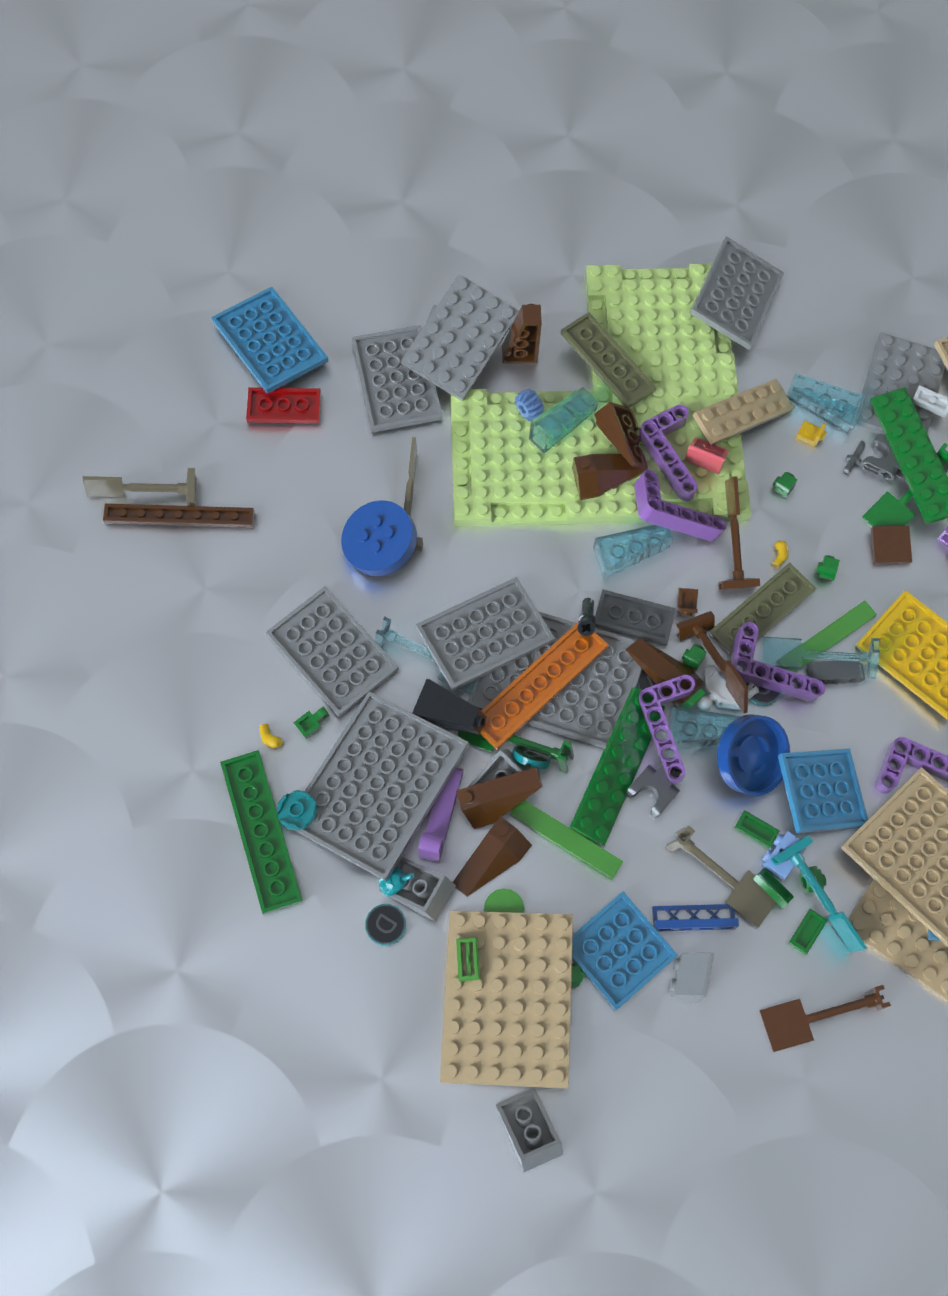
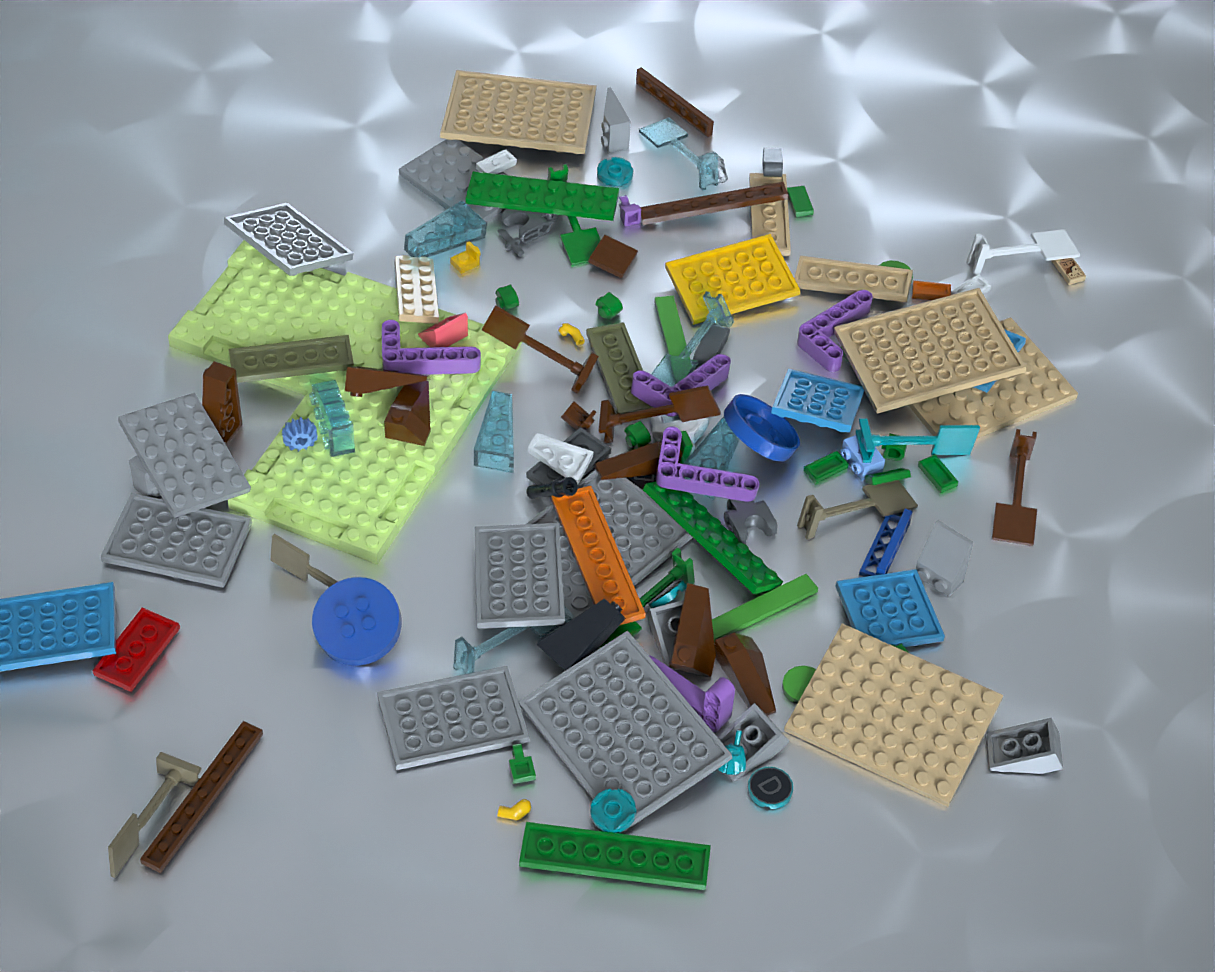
camera: 65 degrees left, 20 degrees down
(469, 977) = (841, 733): bright green tile -> none
(630, 608) = (561, 456): none -> white wing
(670, 515) = (485, 384): medium lavender beam -> none

